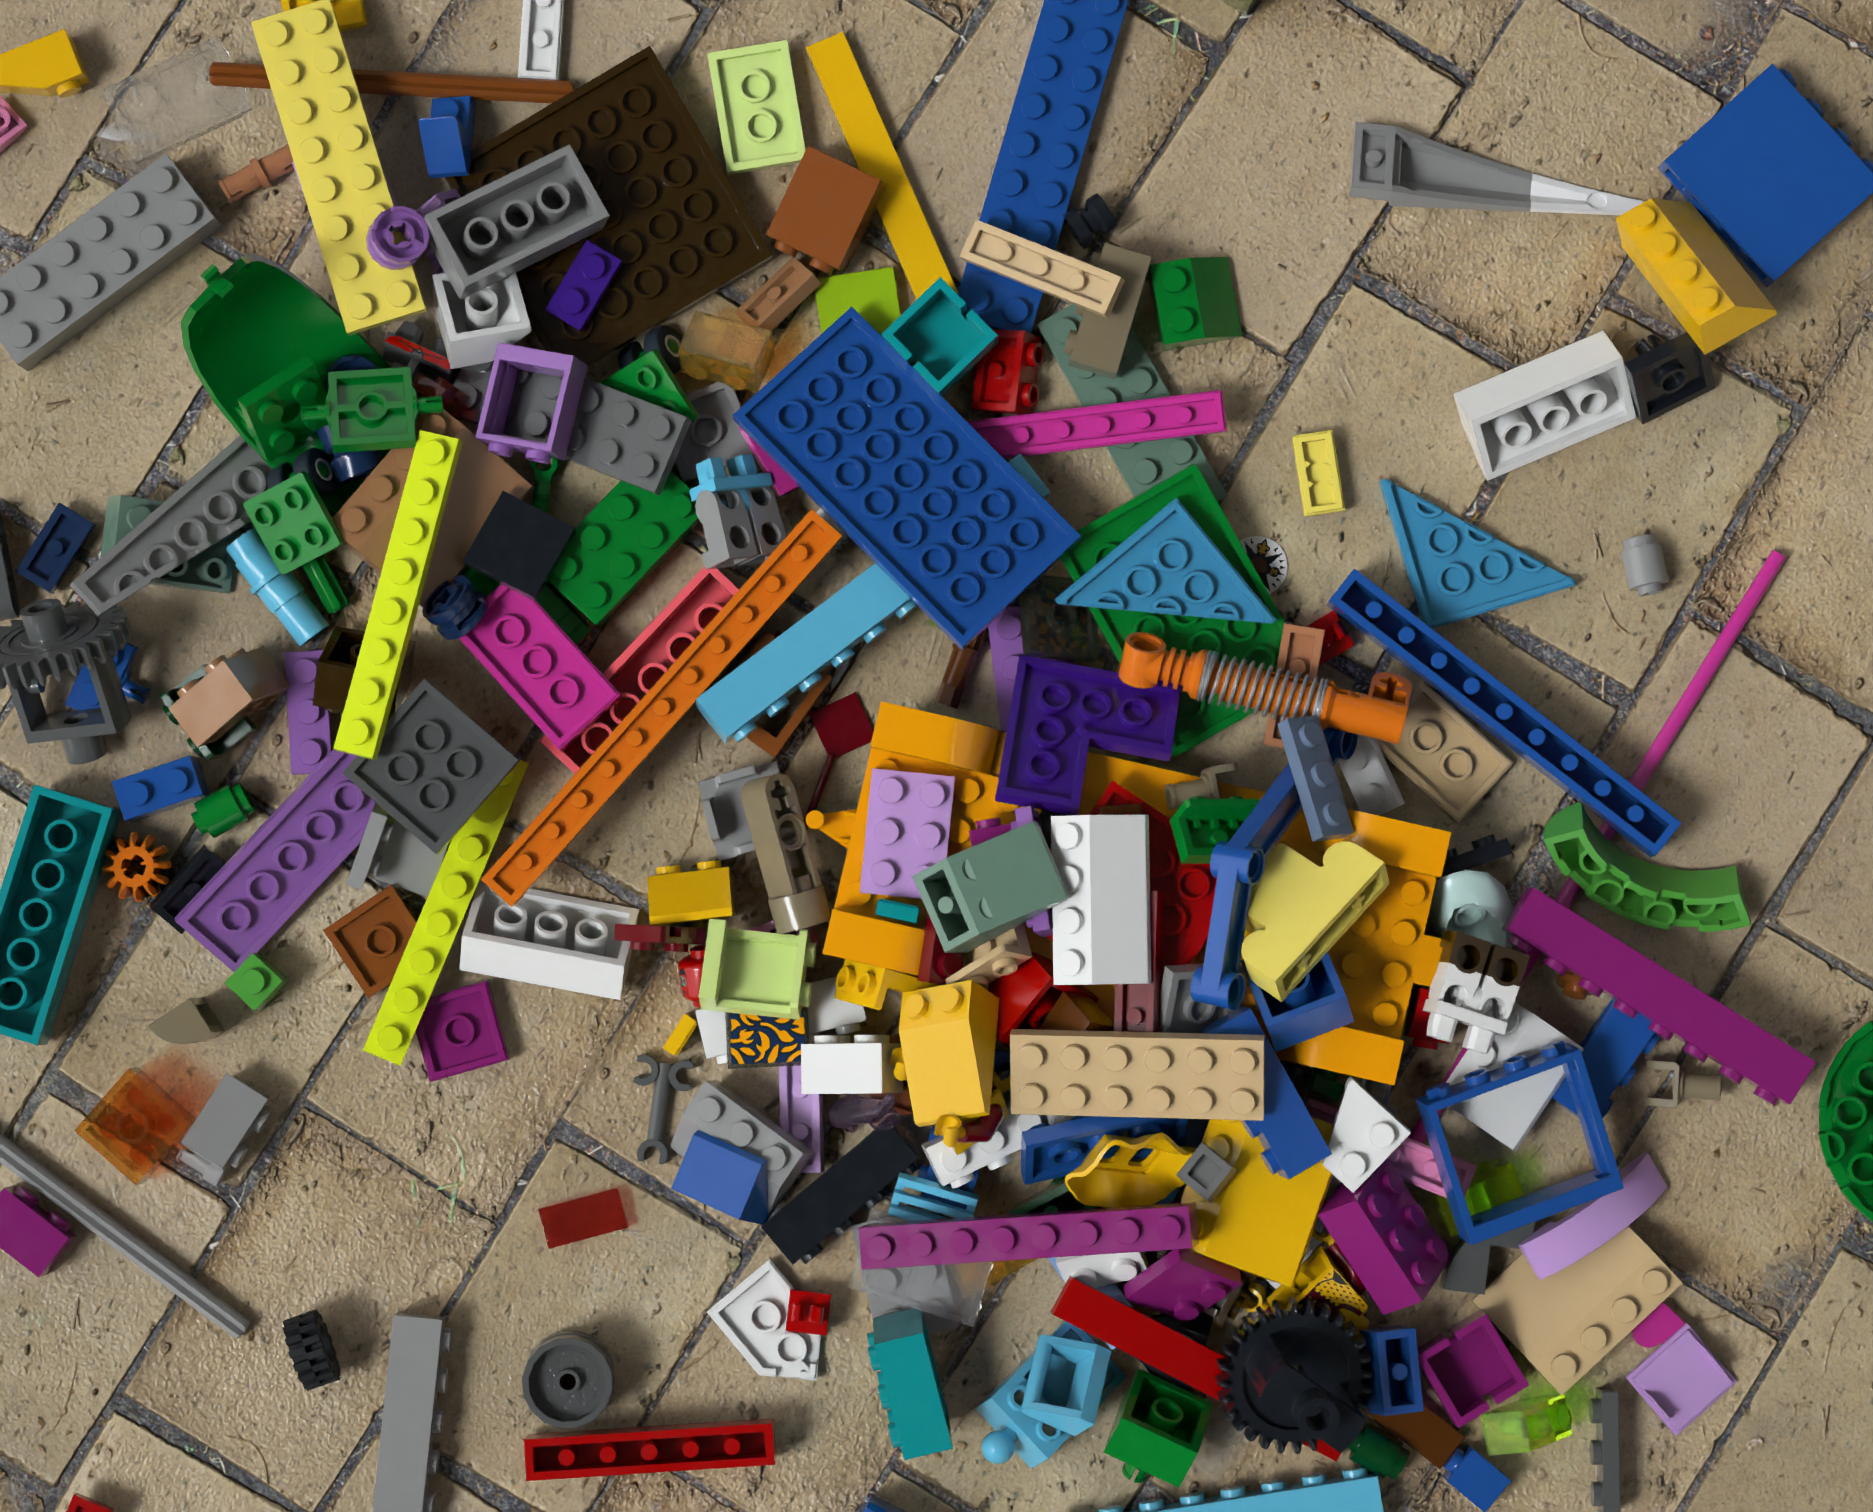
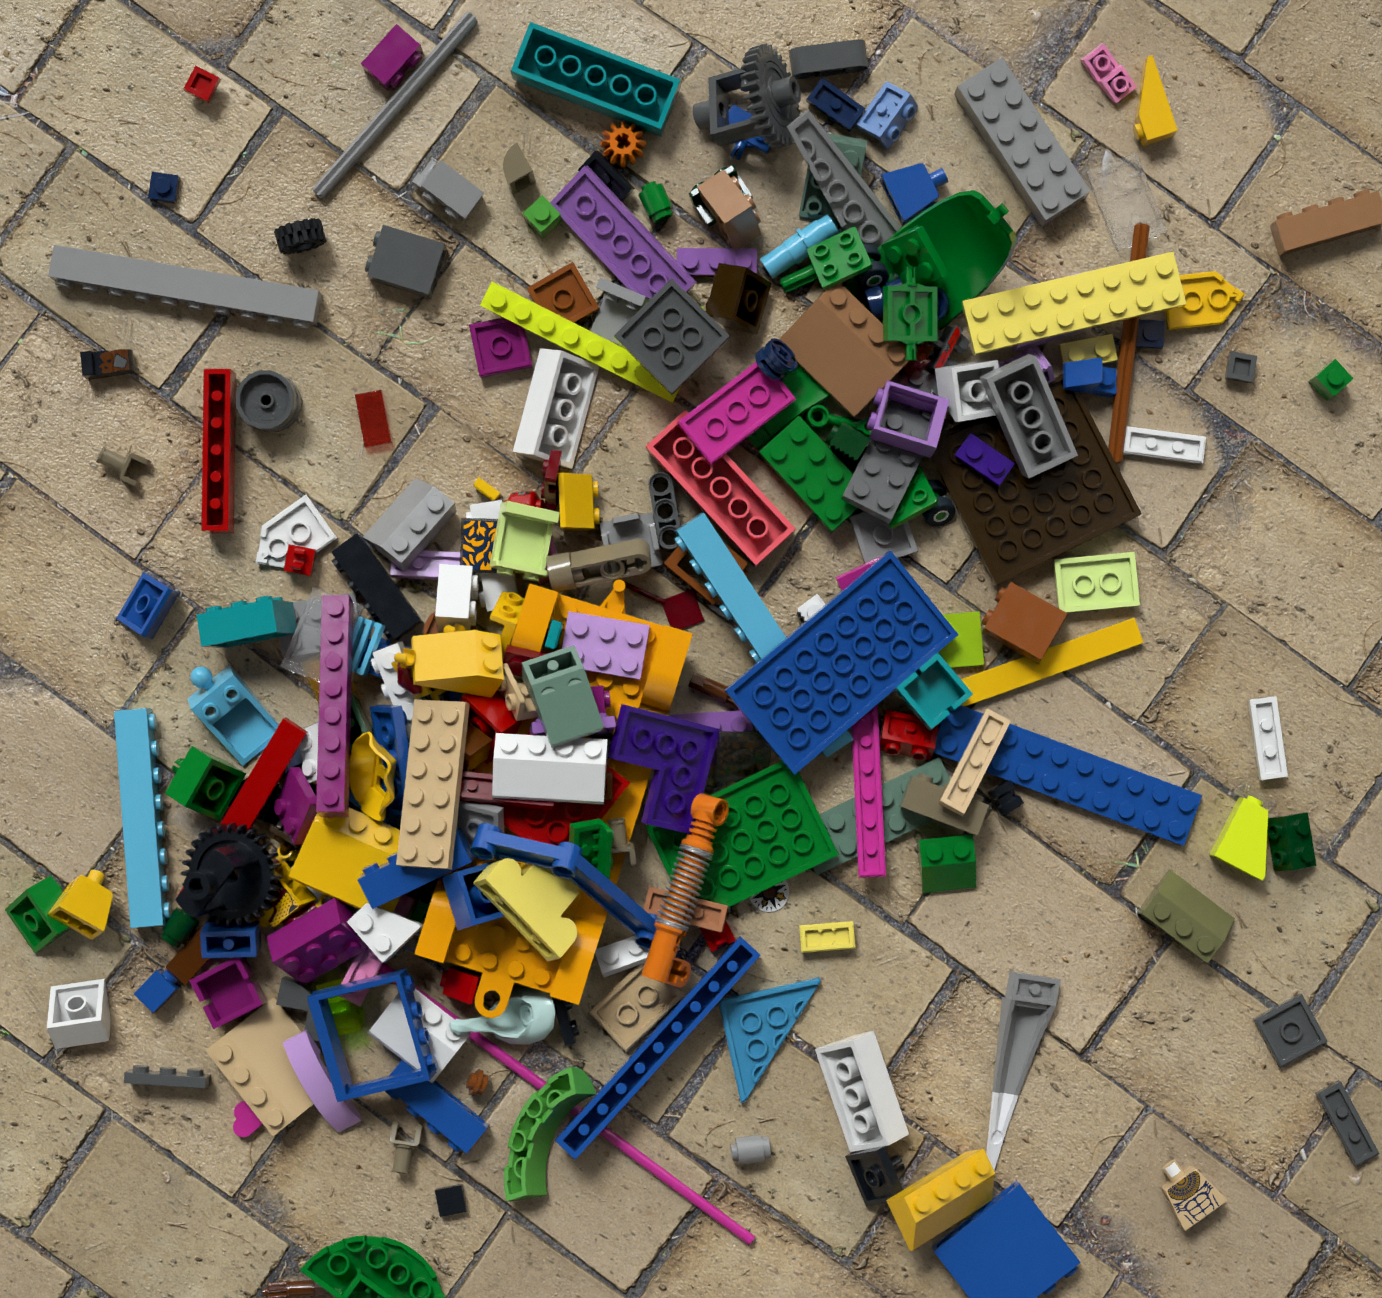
camera: 90 degrees right, 0 degrees up
(65, 468) = (888, 114): none -> medium blue bracket
(136, 1125) = (454, 132): clear orange brick -> none
(161, 788) = (673, 162): blue brick -> none
(179, 422) = (912, 190): none -> blue torso
(257, 174) = (1073, 250): nougat pin -> none
(339, 1186) = (406, 261): none -> dark grey brick
(375, 50) = (1150, 334): none -> dark blue plate
(380, 238) = (1022, 326): medium lavender wheel -> none
(398, 595) = (786, 322): neon yellow plate -> none
(405, 141) = (1089, 348): none -> light yellow plate
(519, 546) = (814, 404): black tile -> none
(573, 492) = (847, 443): none -> dark green brick
(661, 708) = (700, 491): orange plate -> none
(664, 1076) = (461, 477): dark grey bar -> none
(675, 763) = (664, 498): none -> dark grey beam
(724, 1178) = (389, 510): blue slope -> none
(726, 351) = (934, 550): clear yellow brick -> none
(736, 512) = (825, 550): light grey hips -> none
(778, 296) = (968, 587): medium nougat plate -> none
(855, 1110) = (425, 613): clear purple piece -> none
(1086, 1386) = (235, 737): medium azure tile -> none
(1168, 570) = (767, 832): dark azure tile -> none
(1206, 1172) = (366, 826): dark grey plate -> none
(1315, 778) = (621, 917): sand blue plate -> none
(1474, 988) = (475, 1013): white hips -> none
(1526, 1424) = (188, 1025): clear neon green brick -> none
(1657, 995) = (462, 1135): magenta brick -> none
(1681, 1379) = (211, 1131): lavender piece -> none
(1757, 1006) = (450, 1200): none -> black tile

